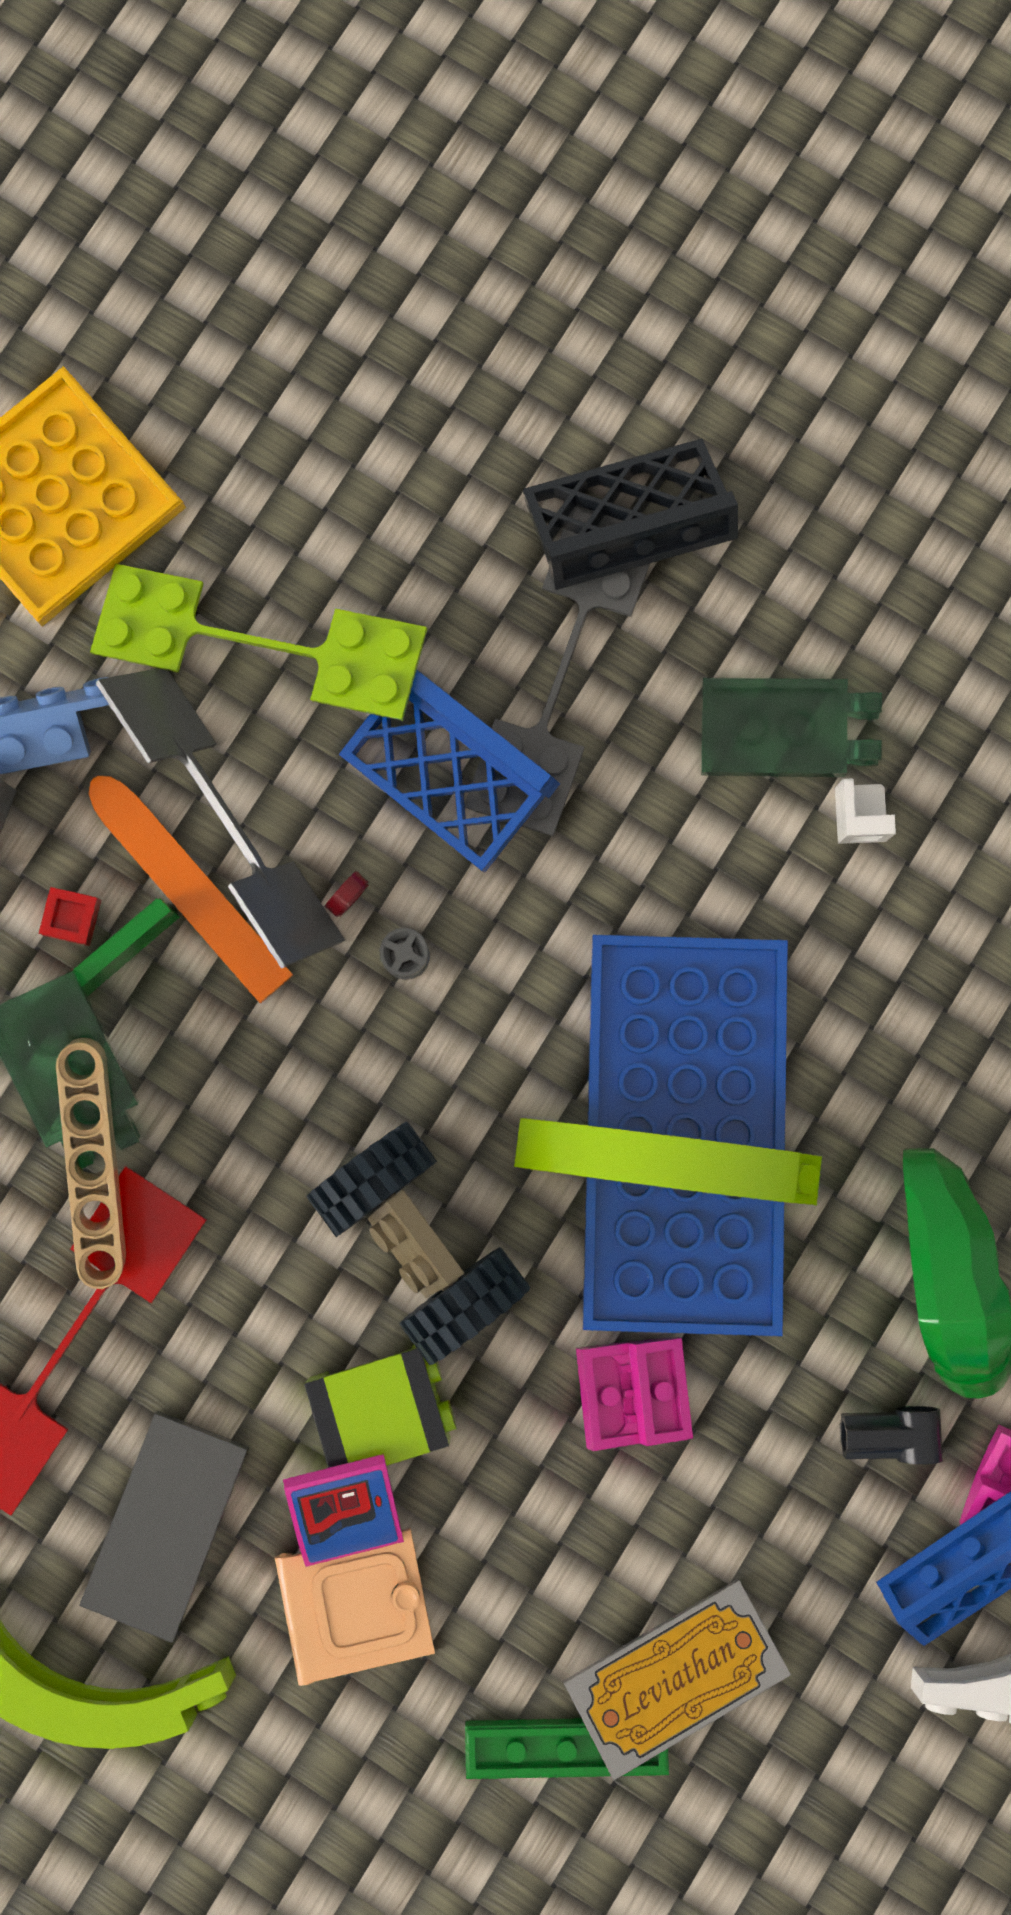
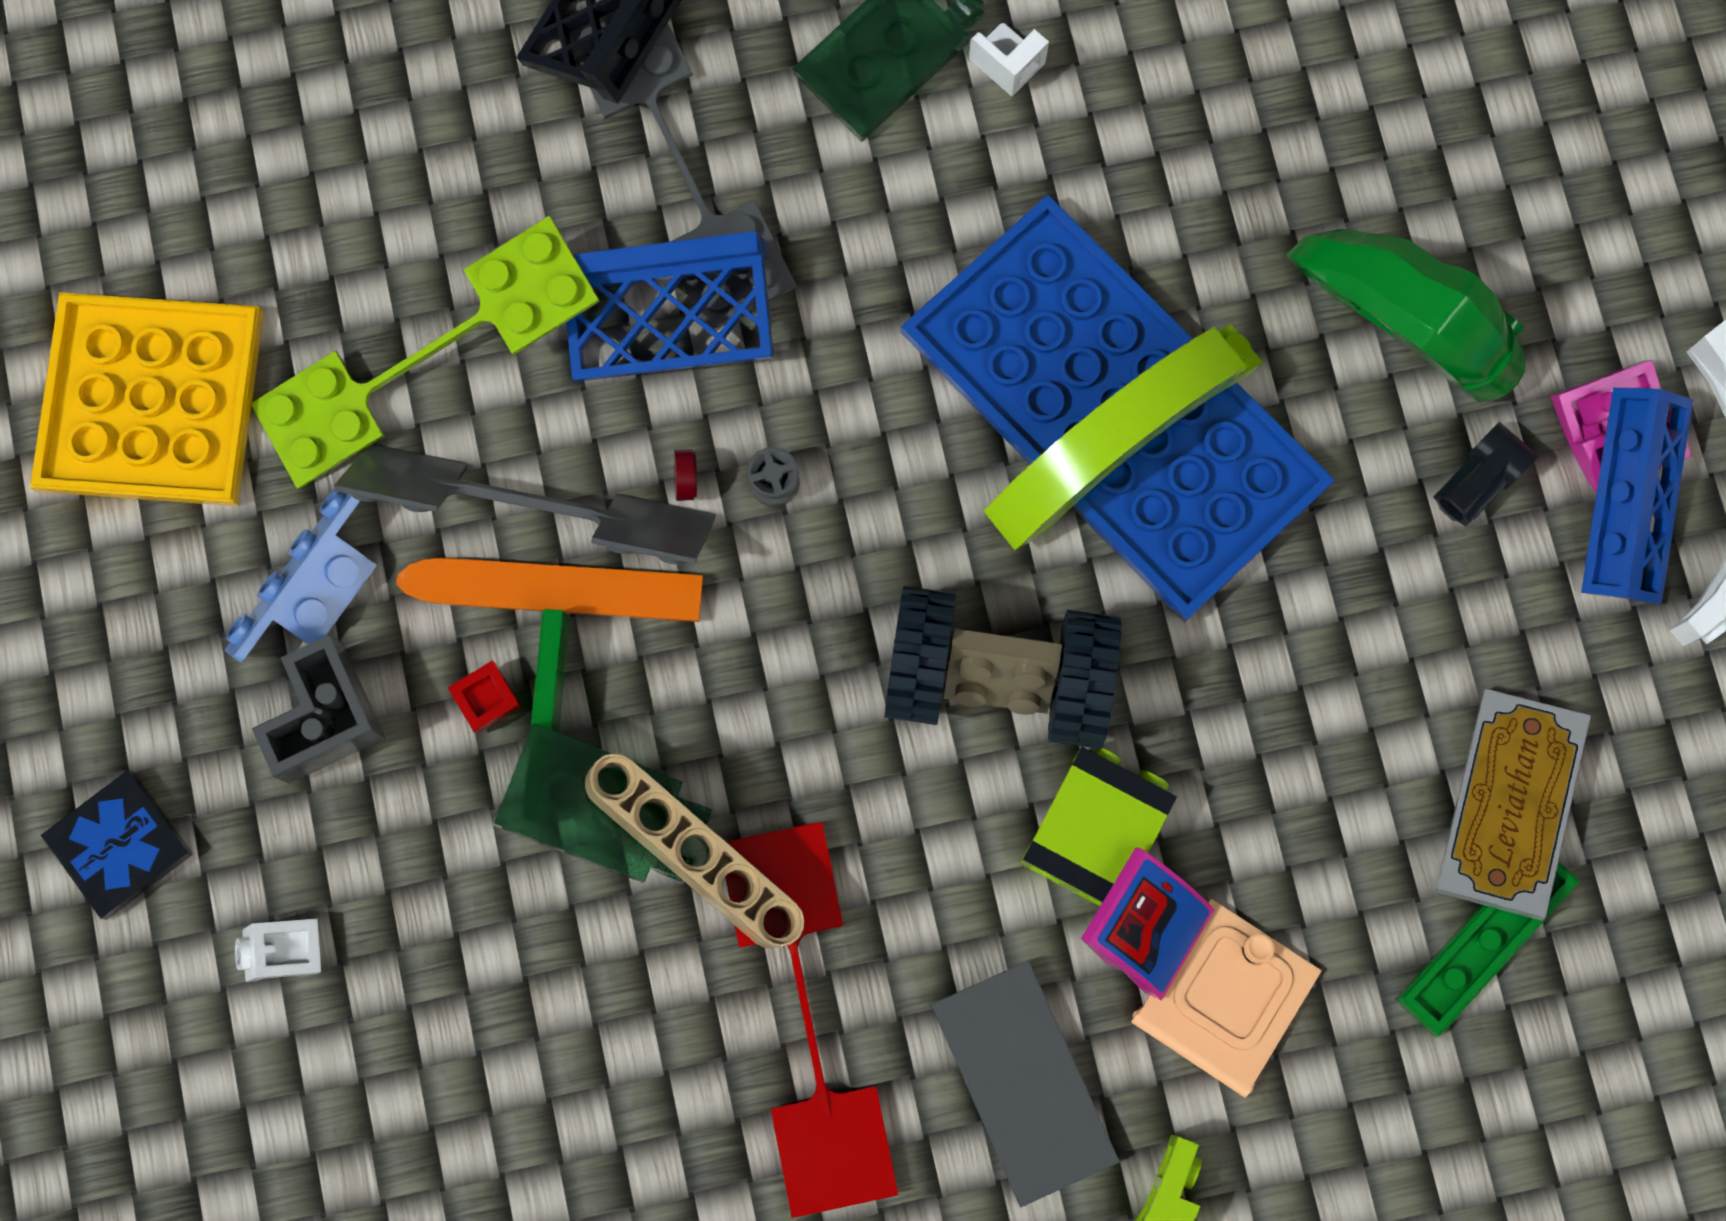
camera: 45 degrees left, 5 degrees down
(634, 1393) = (1271, 632): dark pink slope -> none

